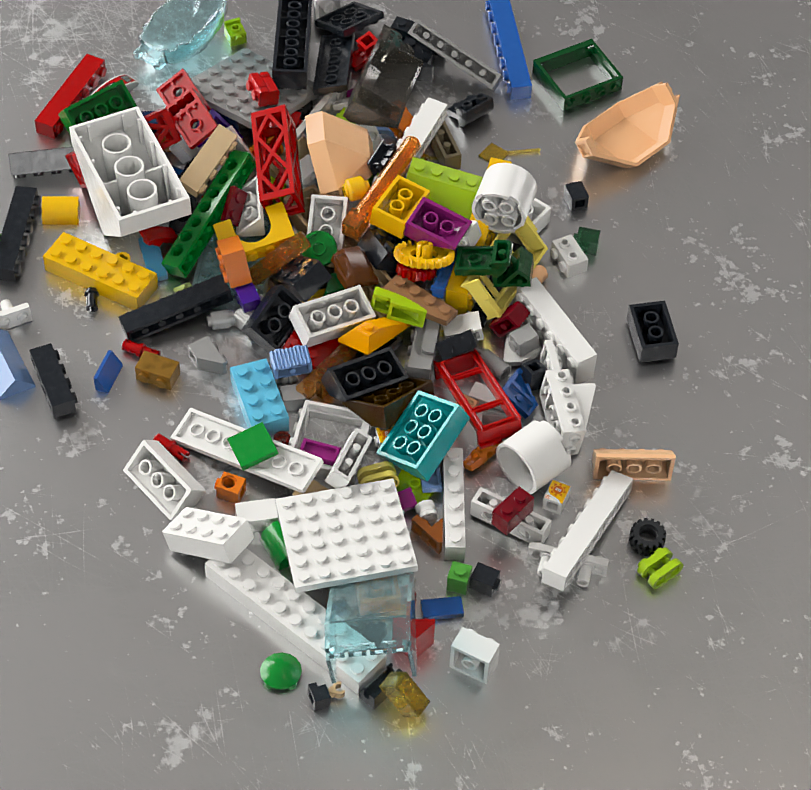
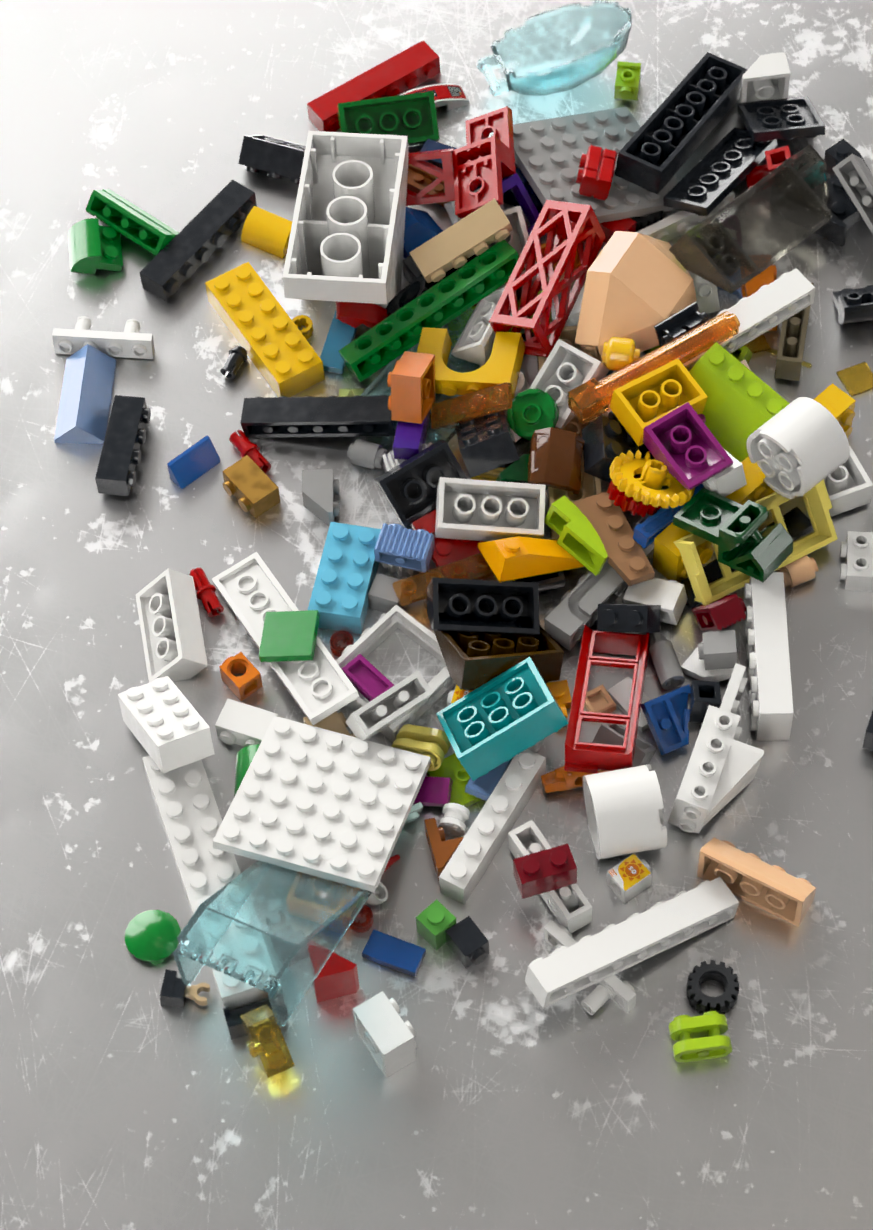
camera: 35 degrees right, 5 degrees up
(234, 205) = (464, 314): dark red plate -> none

